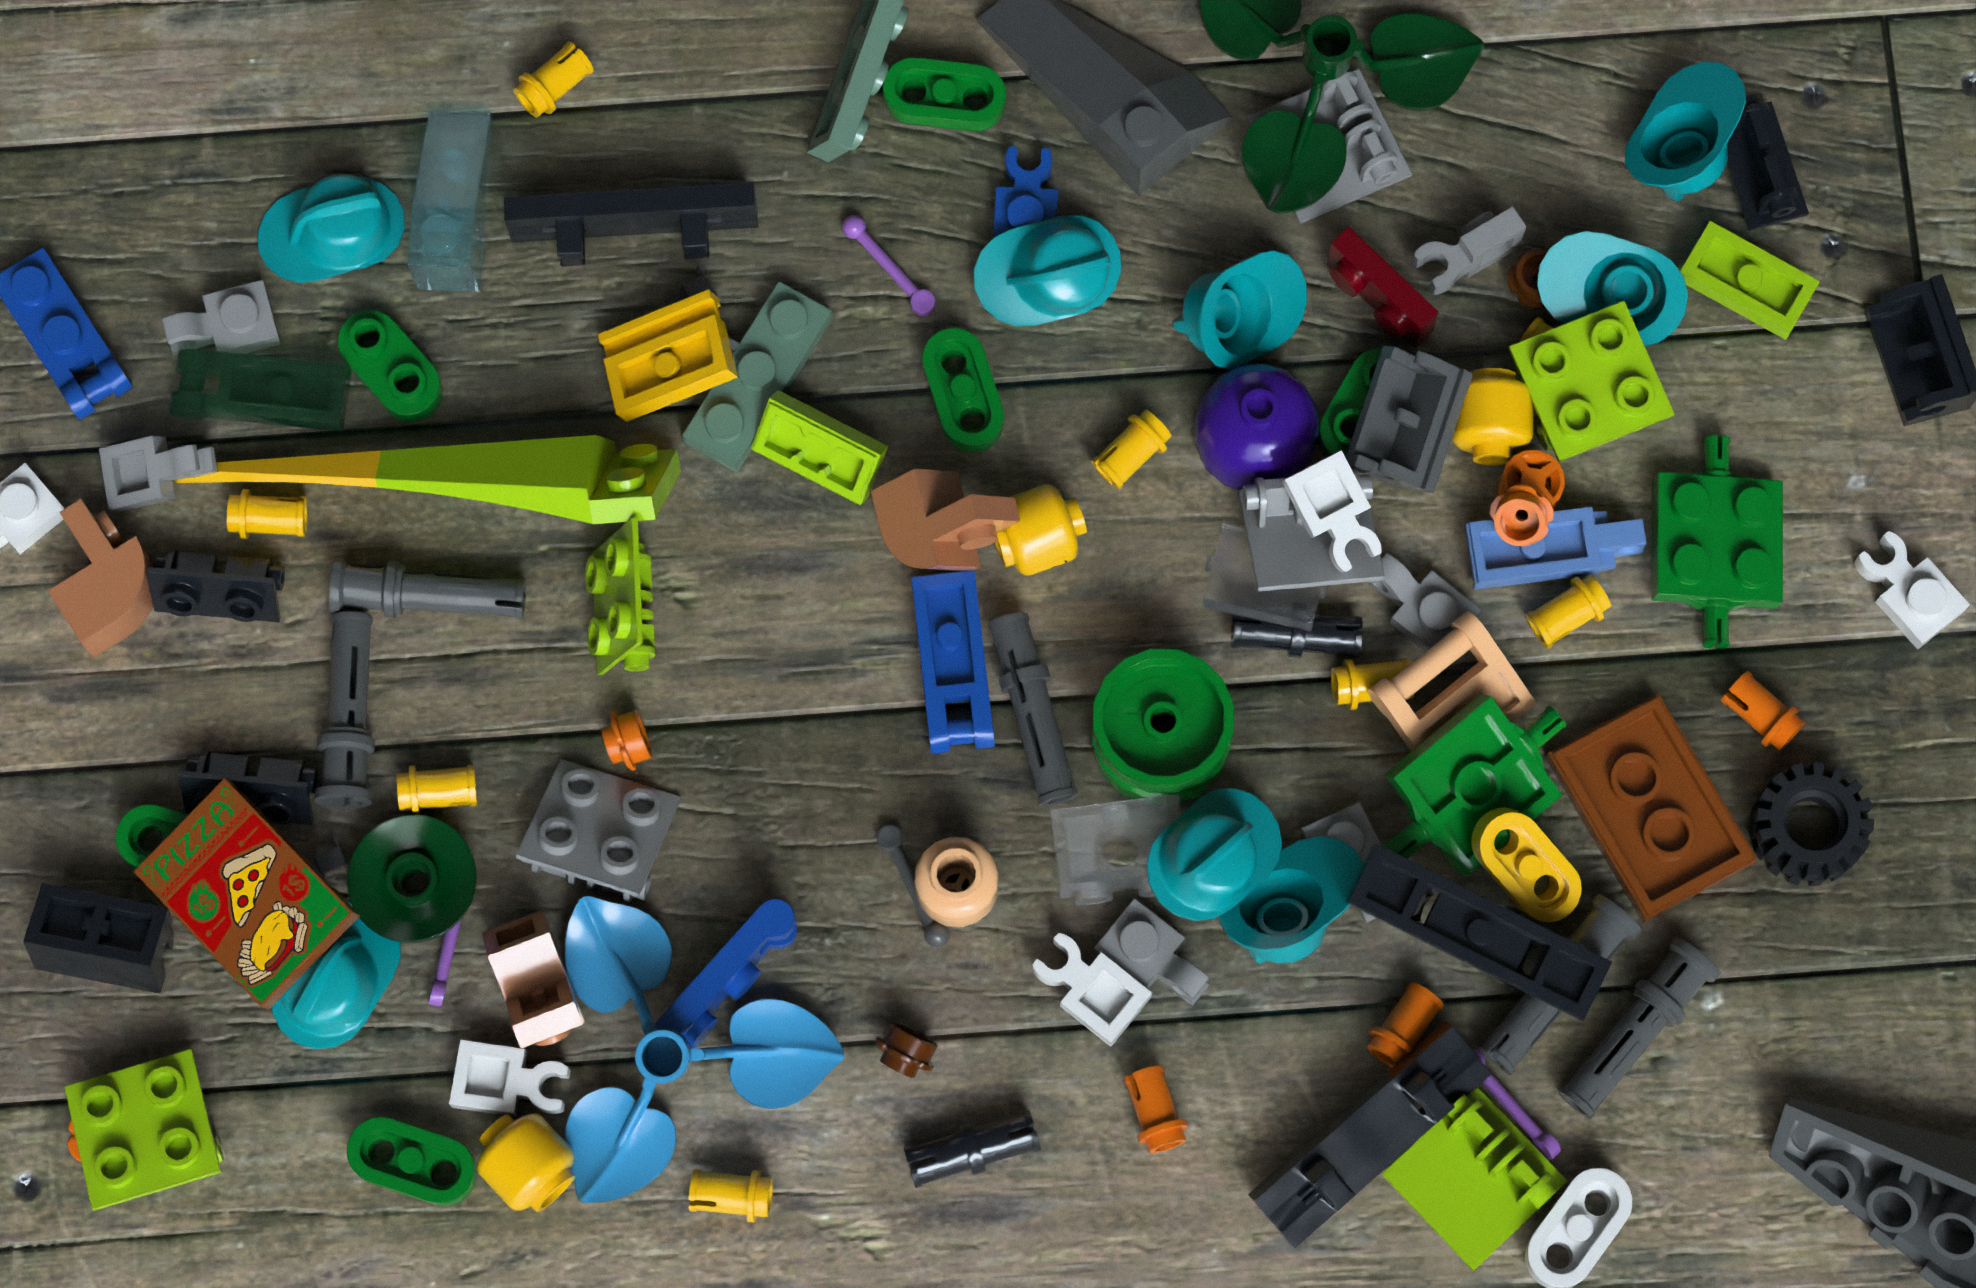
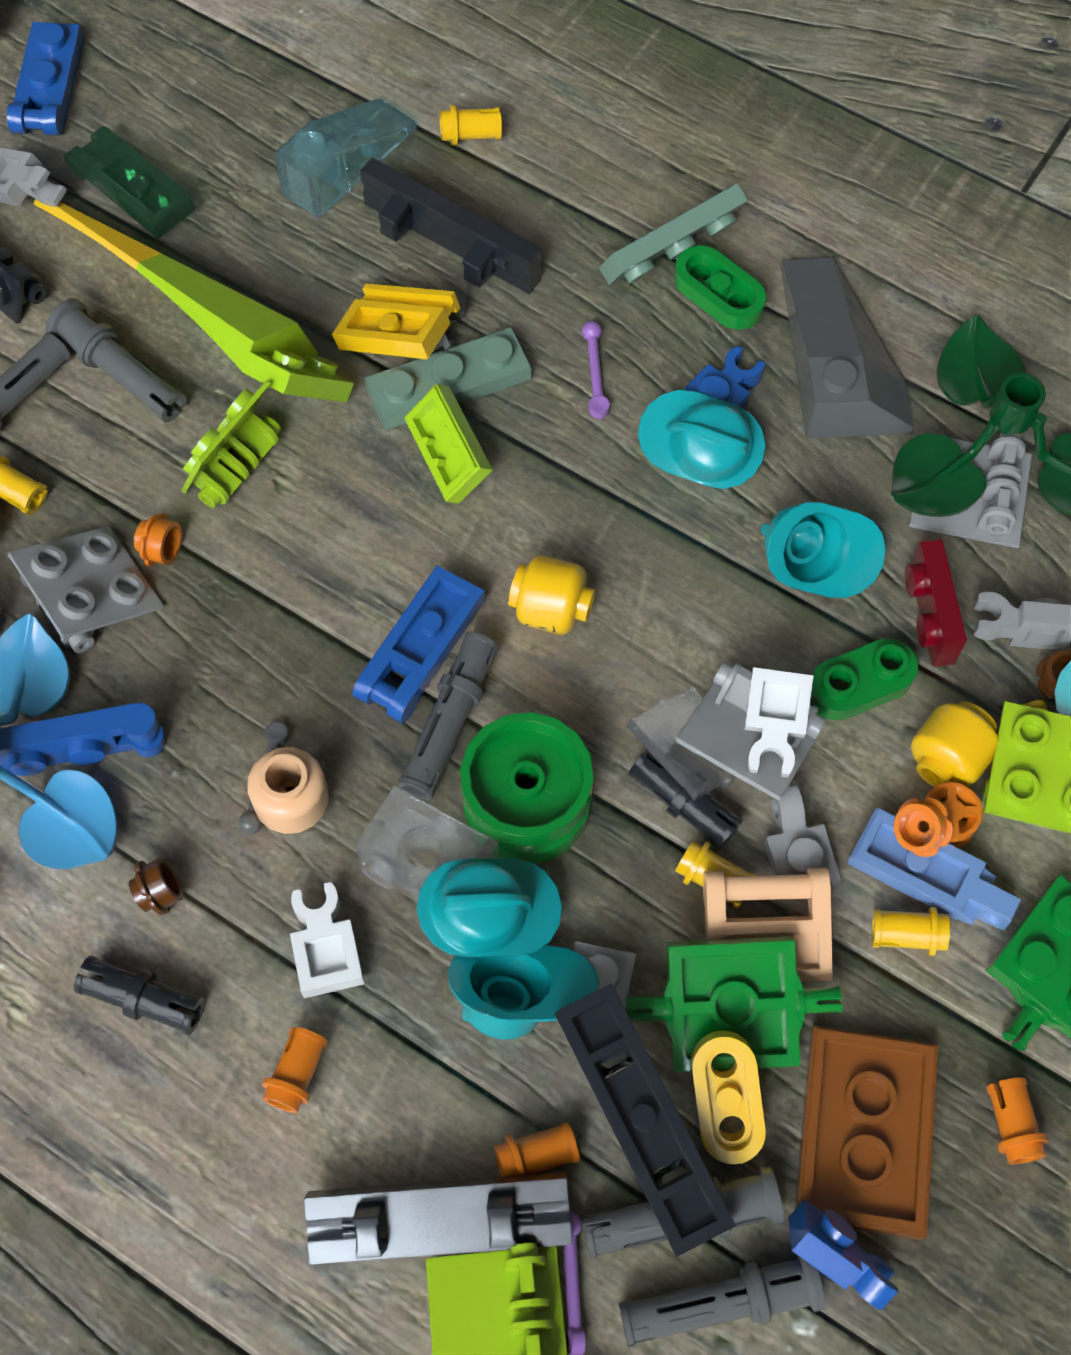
camera: 35 degrees right, 10 degrees down
(234, 321) = (152, 134): light grey plate -> none
(266, 514) = (55, 245): yellow pin -> none
(330, 229) = (255, 120): teal piece -> none
(388, 363) = (221, 211): green plate -> none
(934, 525) = (485, 536): nougat brick -> none
(964, 392) = (575, 477): green plate -> none
(1132, 448) = (666, 590): yellow pin -> none
(1148, 951) = (388, 947): light grey plate -> none
(1255, 425) = (770, 628): dark purple cylinder -> none
(1408, 419) = (886, 701): dark grey hinge -> none
(1692, 923) = (832, 1248): none -> blue plate
(1829, 790) = (1026, 1221): black tyre -> none

